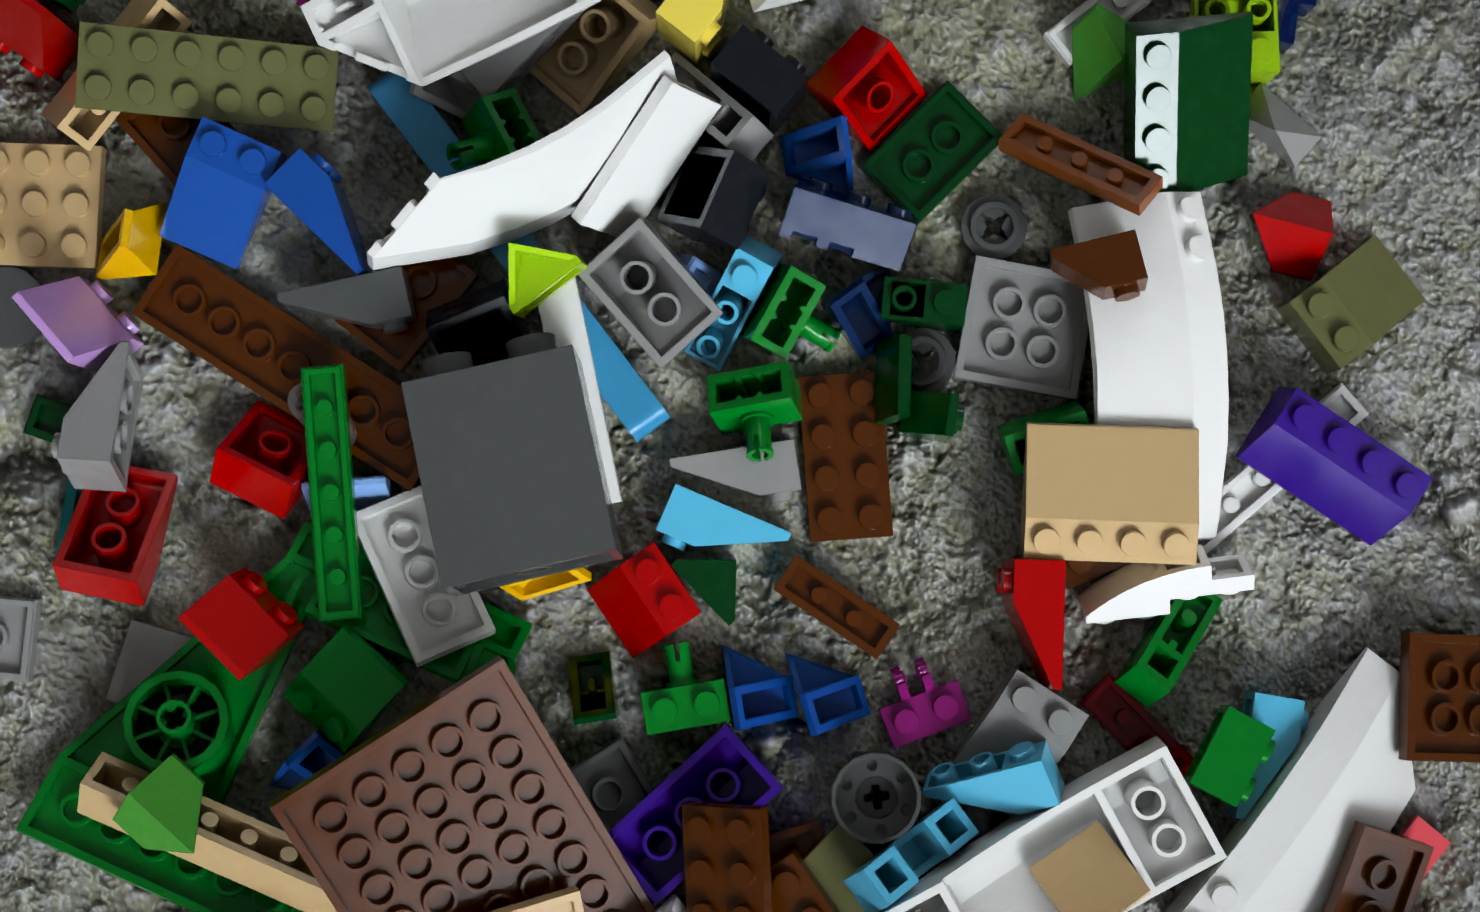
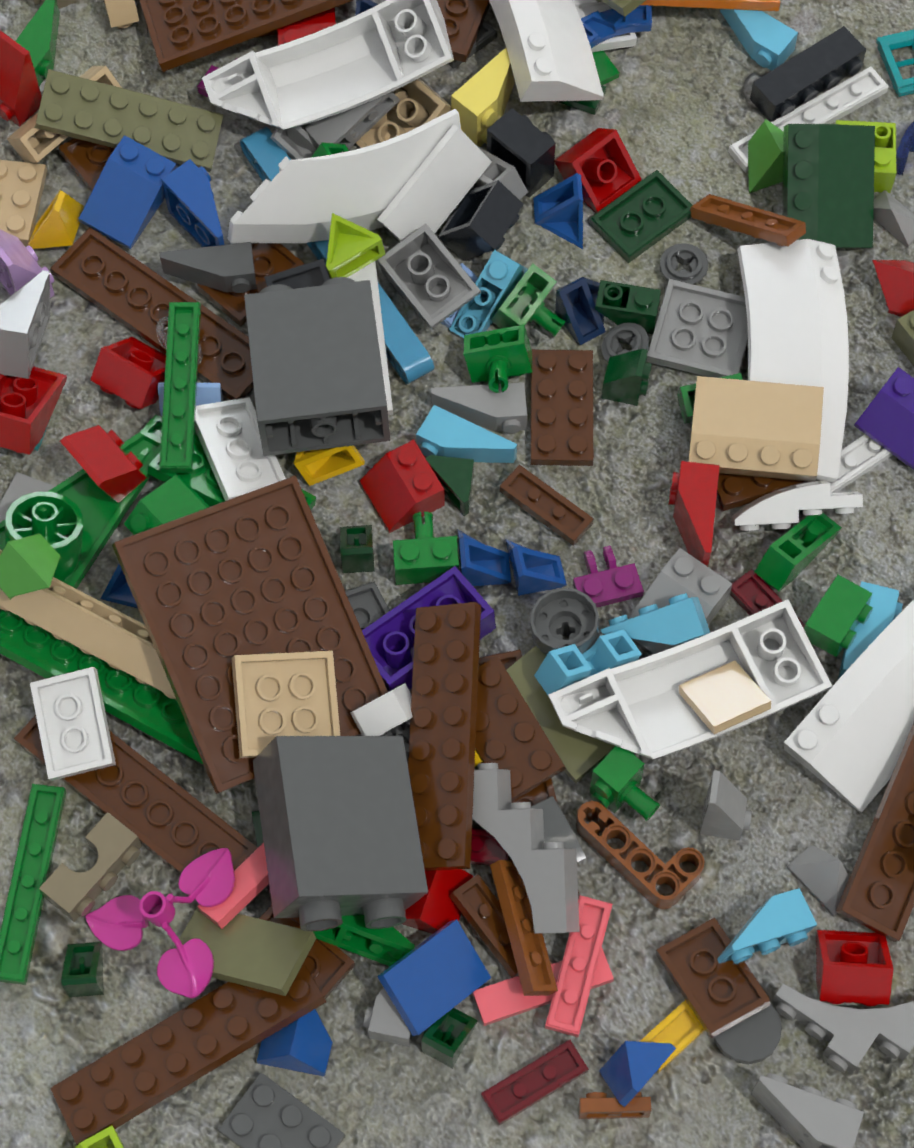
camera: 10 degrees right, 20 degrees down
(849, 223) = (575, 247): wedge -> none
(893, 379) = (601, 350): dark green tile -> none
(1104, 266) = (757, 273): reddish brown slope -> none

